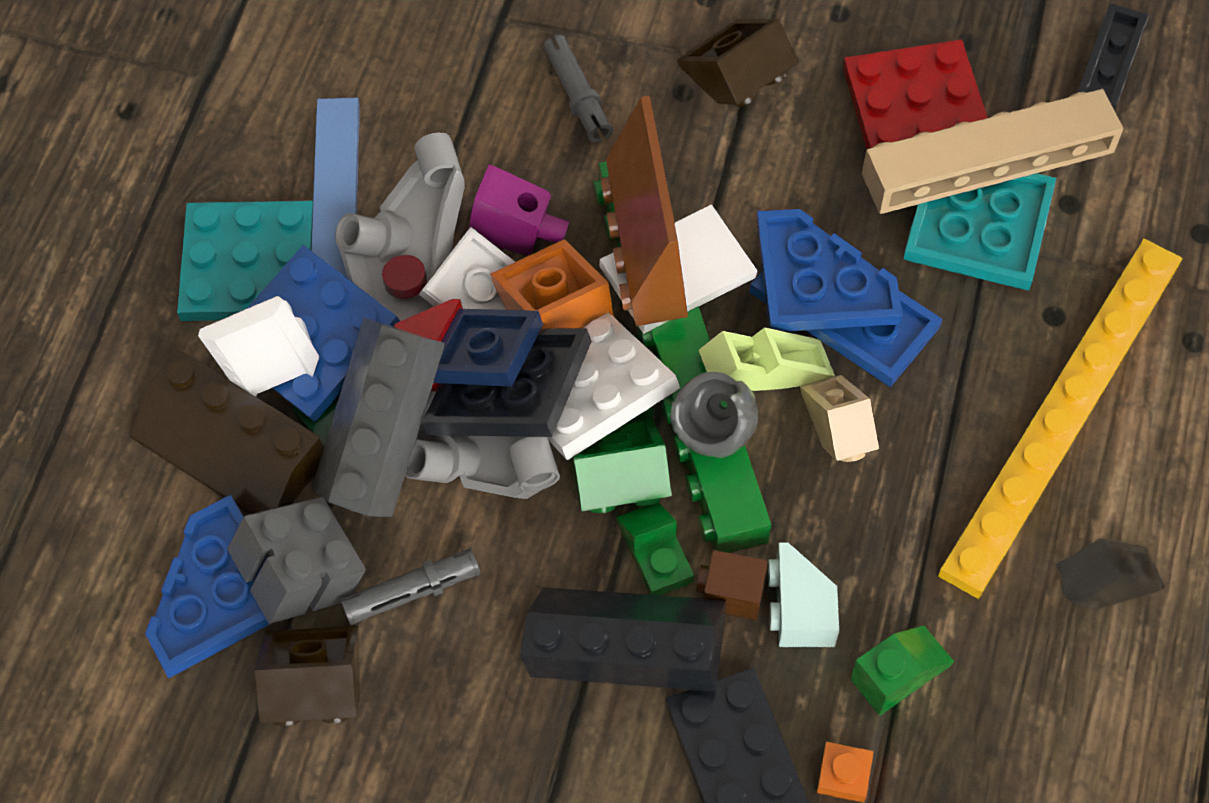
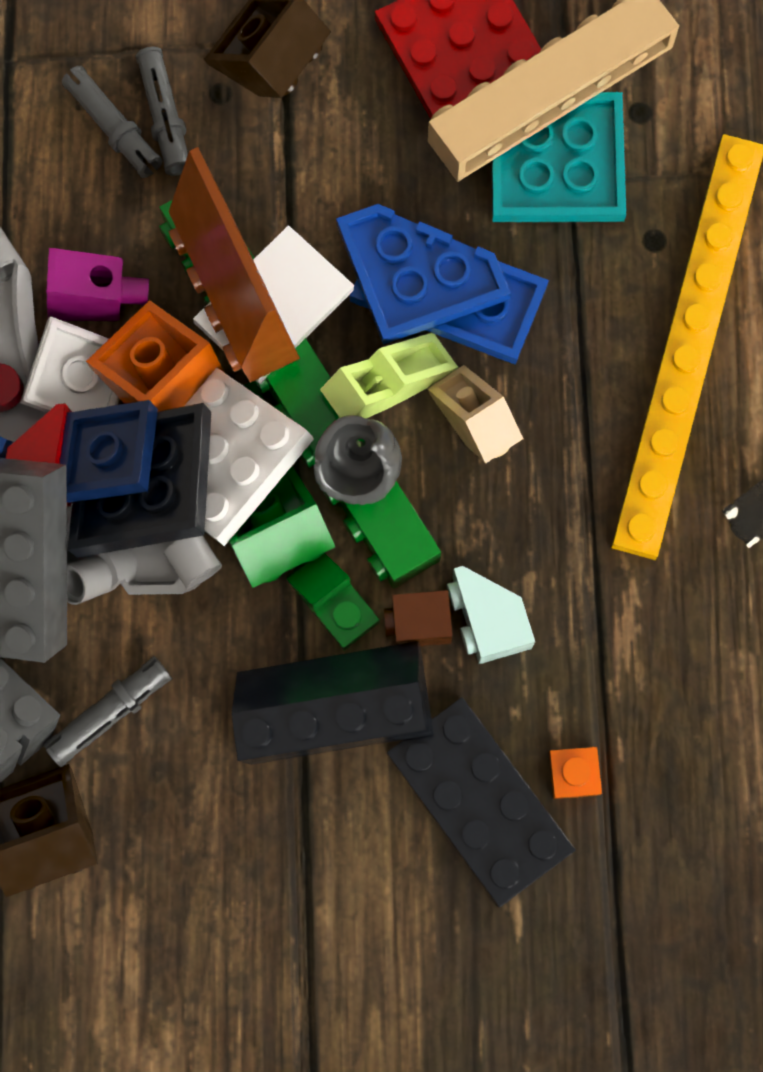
camera: 15 degrees left, 15 degrees up
(627, 56) = (152, 69): none -> dark grey pin
(899, 667) = (601, 654): green slope -> none

